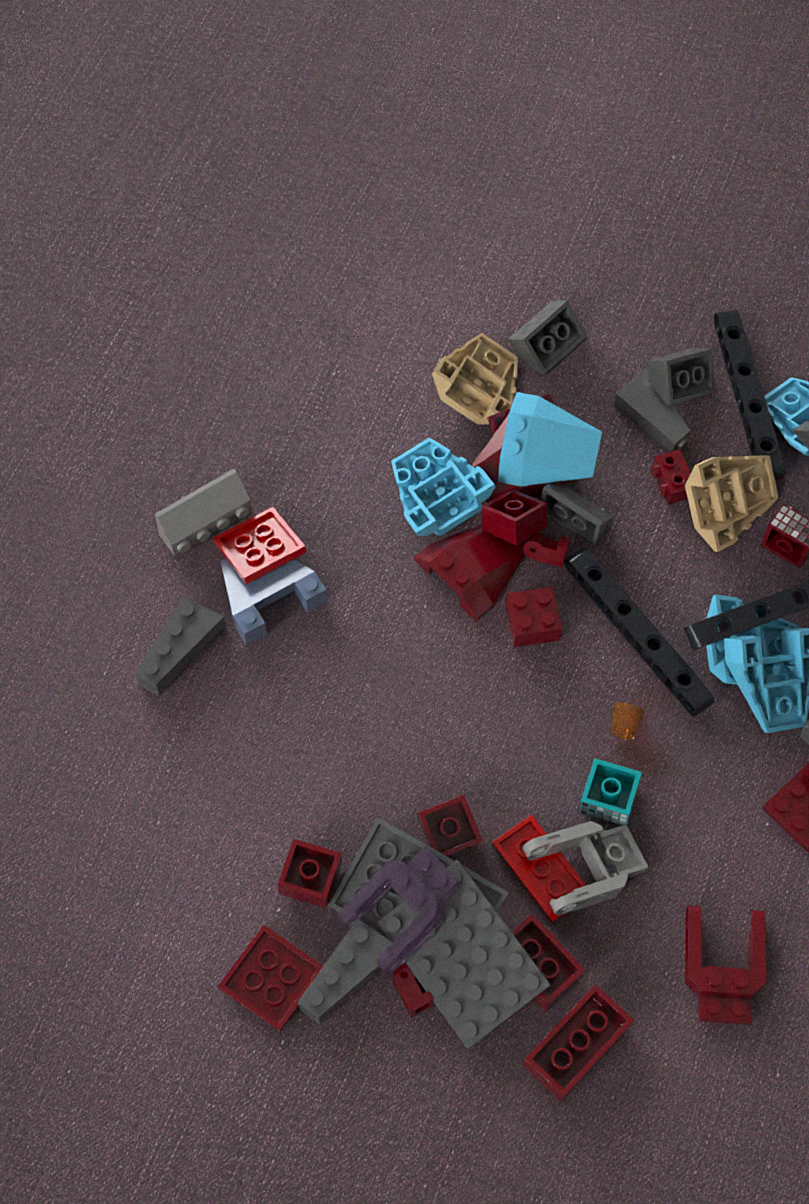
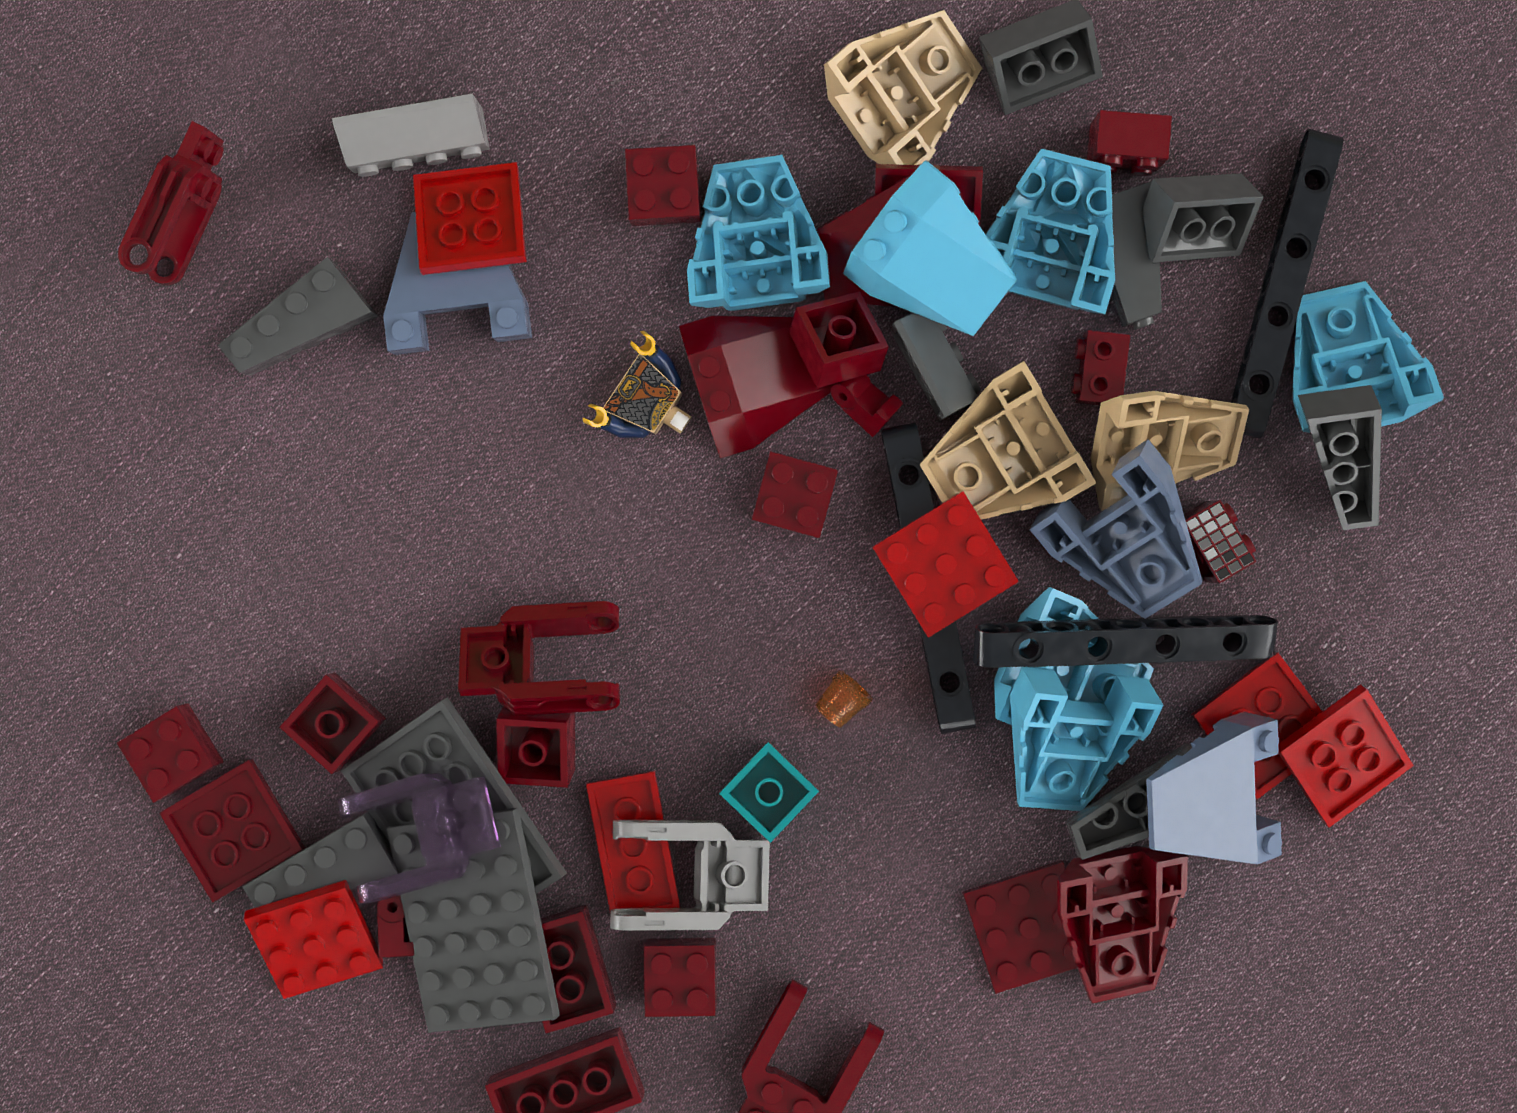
camera: 25 degrees right, 25 degrees up
(77, 605) = (176, 206): none -> dark red plate
(208, 942) = (170, 752): none -> dark red brick
(361, 1020) = (313, 939): none -> red plate
(367, 483) = (663, 185): none -> dark red brick
(405, 781) = (502, 659): none -> dark red plate
(413, 599) = (644, 397): none -> torso
(612, 405) = (1060, 233): none -> medium azure wedge
(615, 936) = (680, 977): none -> dark red brick
(621, 354) = (1130, 141): none -> dark red brick
(644, 539) = (1007, 451): none -> tan wedge
(644, 611) = (945, 564): none -> red plate
(751, 553) = (1134, 546): none -> sand blue wedge

